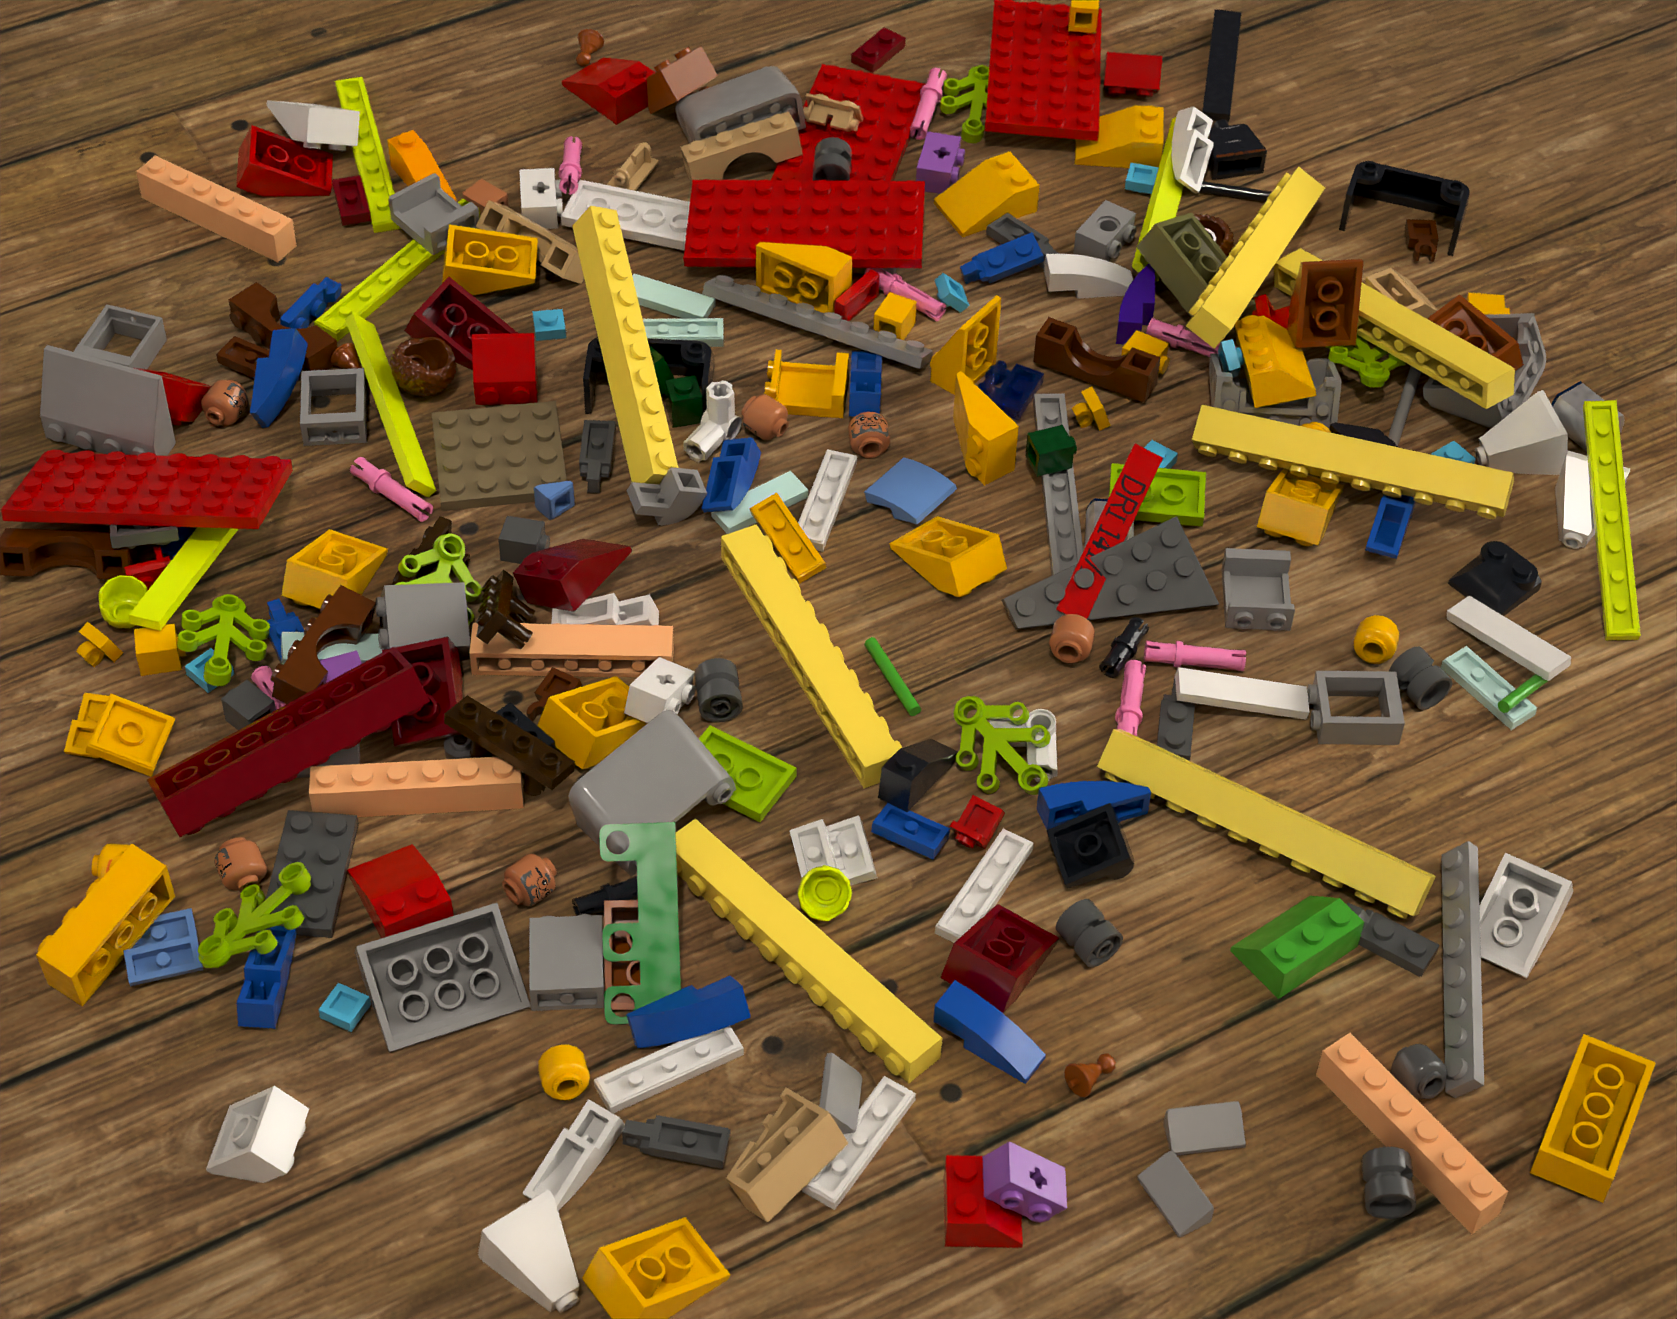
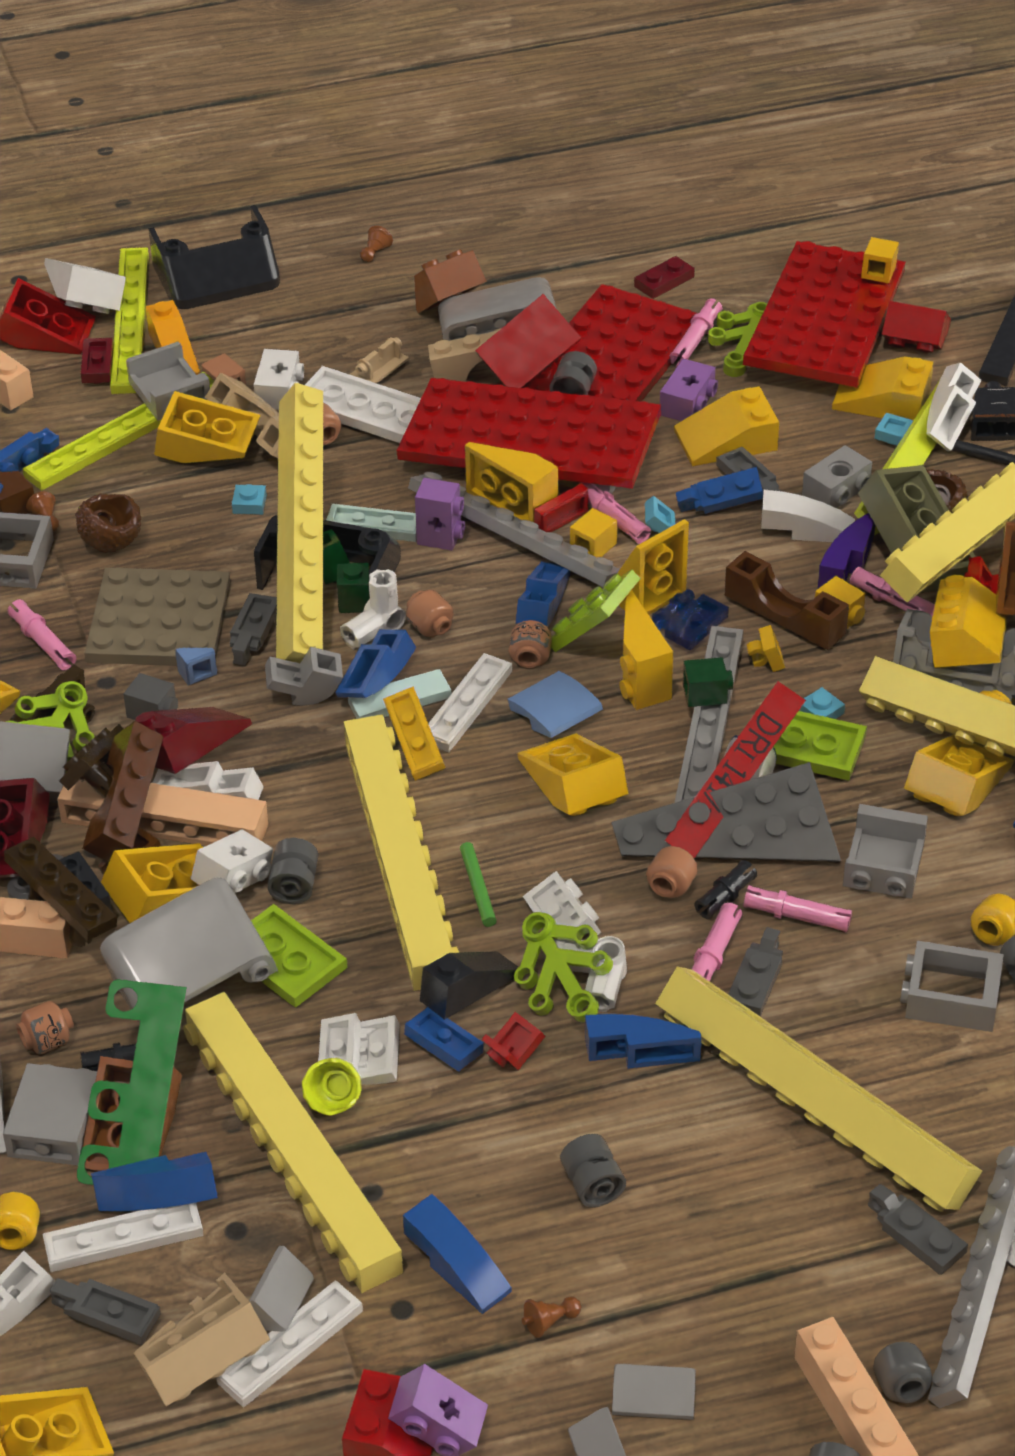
camera: 15 degrees right, 5 degrees down
(390, 406) = (67, 557): neon yellow tile -> none
(442, 94) = (217, 270): none -> black windscreen
(454, 317) = (161, 489): dark red slope -> none
(504, 368) = (185, 534): red slope -> none
(540, 666) = (118, 818): none -> reddish brown arch
(570, 169) = (316, 355): bright pink pin -> none
(612, 87) = (384, 284): red slope -> none
(672, 299) = (372, 488): light aqua tile -> none
(745, 317) = (439, 514): none -> medium lavender brick
(783, 135) = (528, 344): none -> red tile
(809, 387) = (483, 590): yellow panel -> none
(844, 114) = (603, 333): tan hinge -> none
(925, 394) = (596, 608): none -> lime plate
(977, 680) = (562, 902): none -> white bracket
(985, 885) = (502, 1109): white tile -> none
(999, 956) = (491, 1179): dark red slope -> none
(1091, 847) = (625, 1084): black slope -> none
(1230, 357) = (923, 615): medium azure plate -> none
(1241, 693) = (834, 953): white tile -> none
(1300, 943) = (817, 1219): bright green slope -> none

